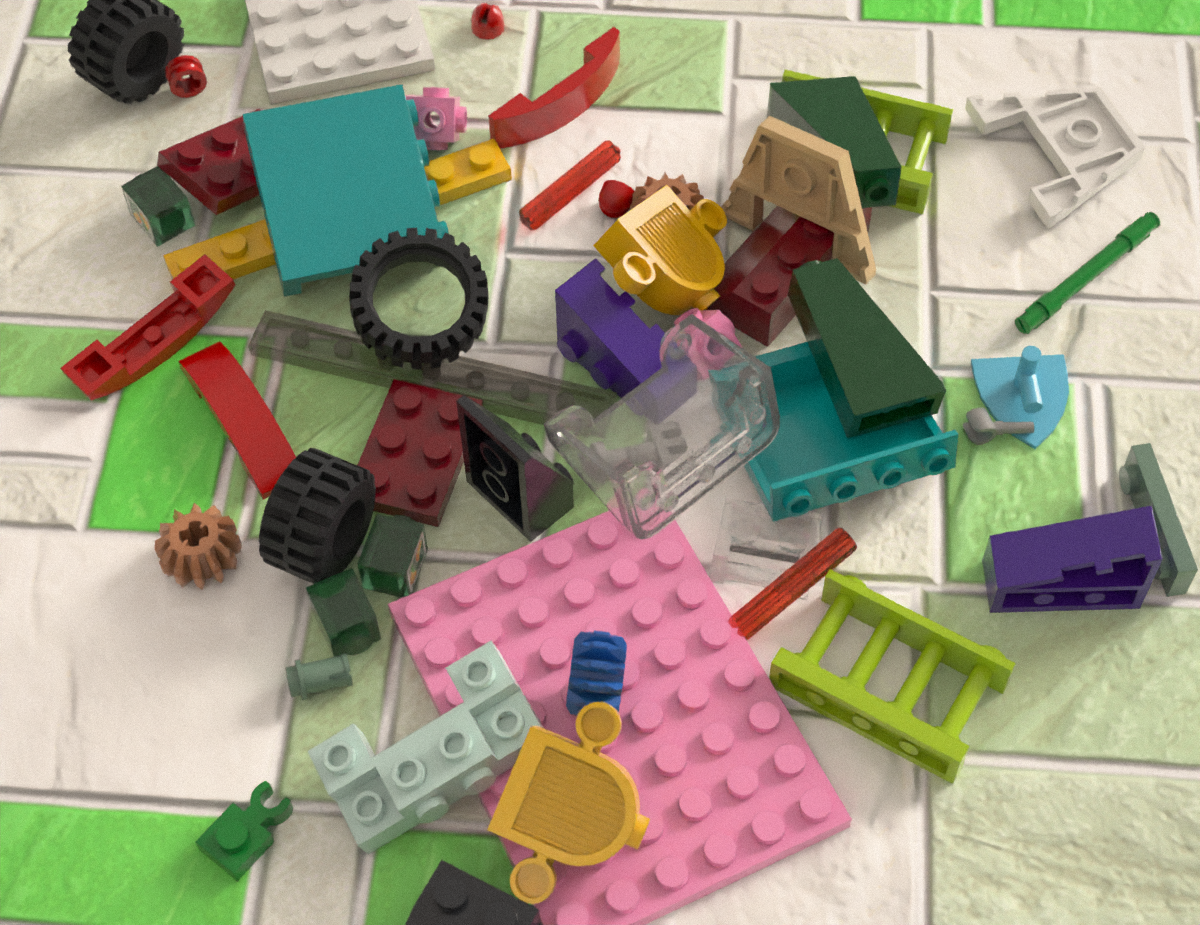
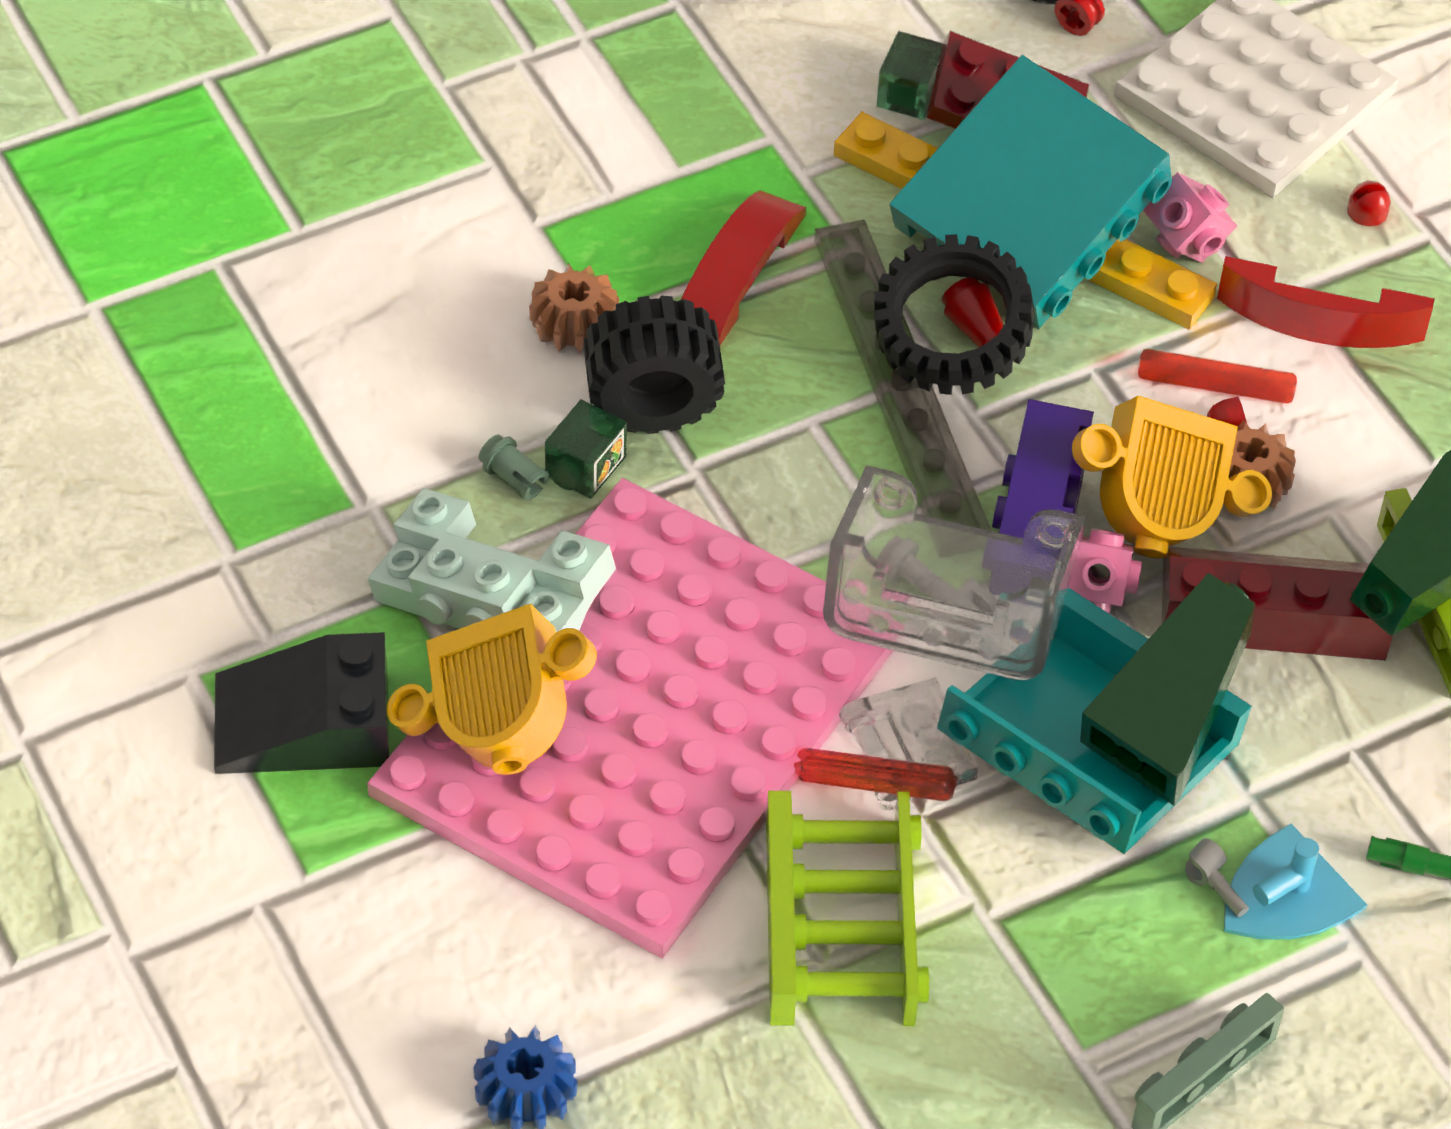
camera: 55 degrees right, 5 degrees down
(156, 336) = (767, 158): red slope -> none
(242, 836) = (326, 496): green plate -> none
(393, 555) = (674, 453): clear green brick -> none
(411, 291) = (972, 310): none -> red cone
(415, 452) = (805, 417): dark red plate -> none
(512, 471) = (820, 474): black slope -> none
(596, 670) = (643, 650): blue gear -> none
(808, 180) = (1328, 538): tan wing -> none
(1074, 564) = (1081, 1006): dark purple wedge -> none

